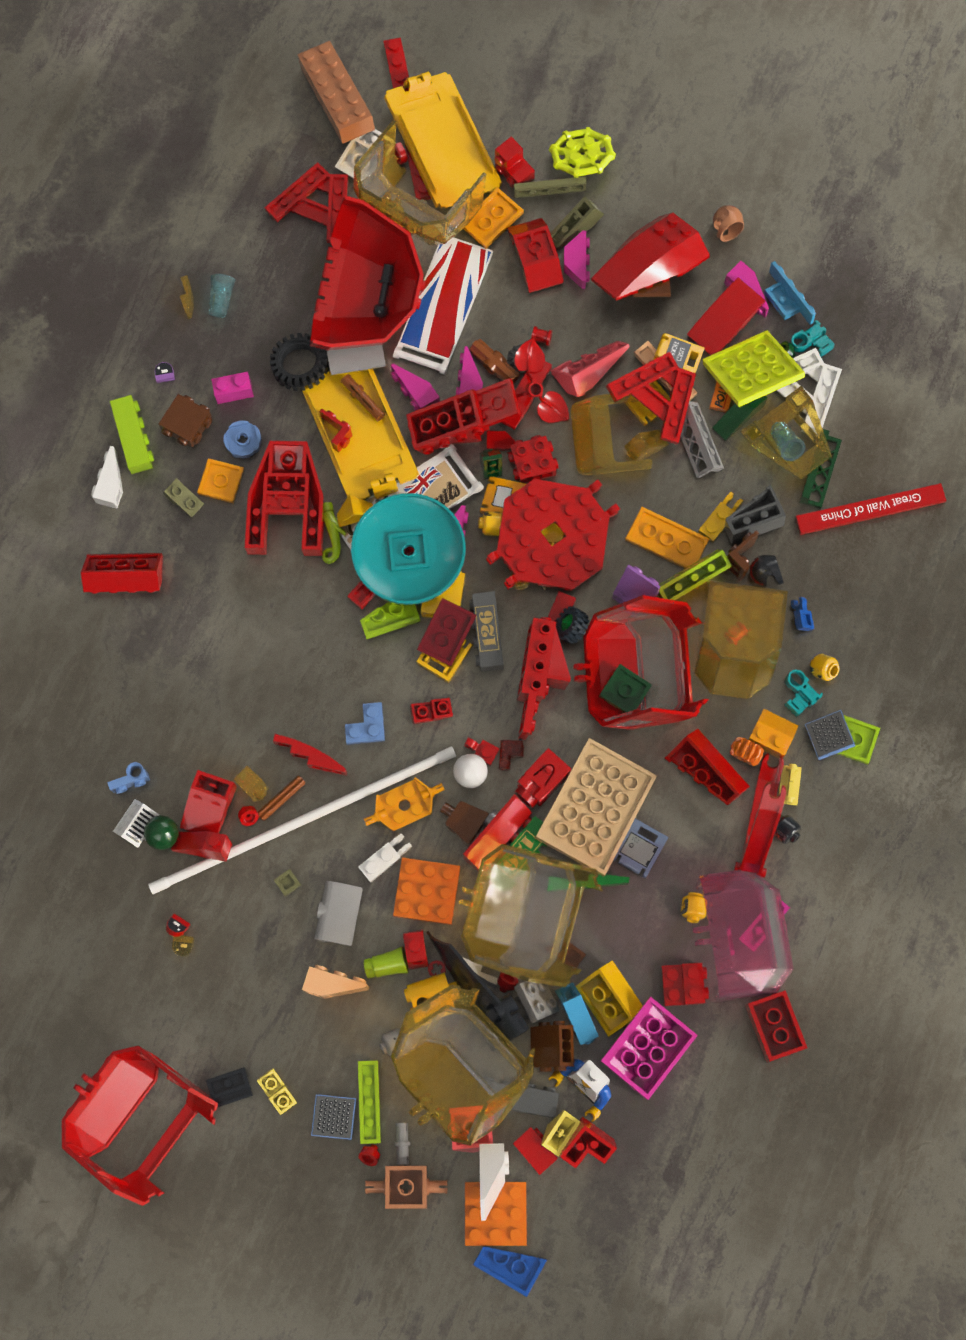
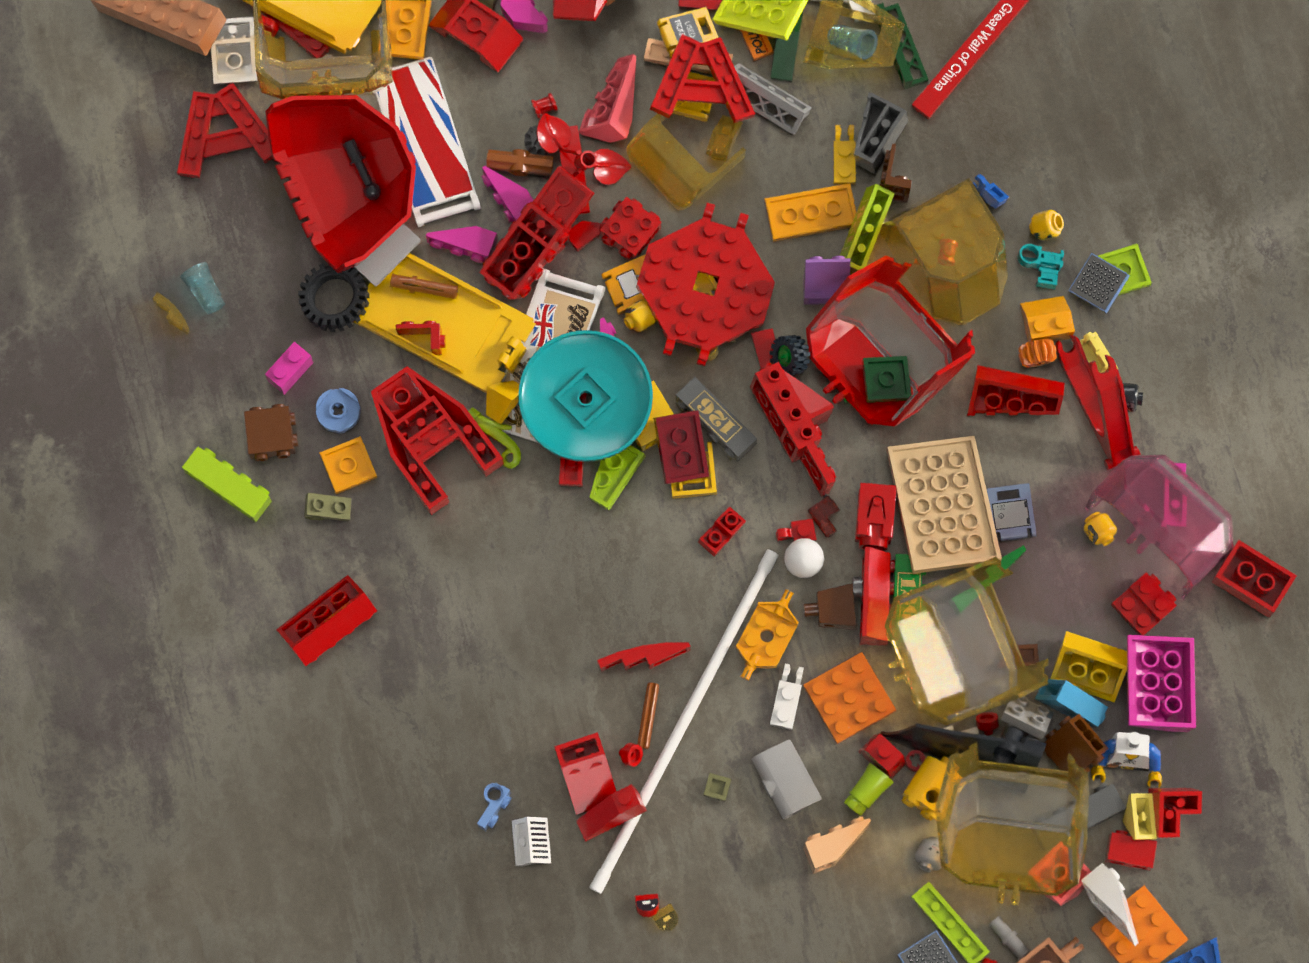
camera: 40 degrees left, 0 degrees up
(109, 484) = (245, 546): white slope -> none
(161, 832) = (564, 830): dark green piece -> none
(164, 372) = (208, 402): tile -> none
(251, 784) = (614, 722): clear yellow brick -> none
(371, 730) = (680, 589): medium blue plate -> none
(491, 463) = (595, 258): dark green slope -> none
(763, 567) = (922, 174): black helmet -> none

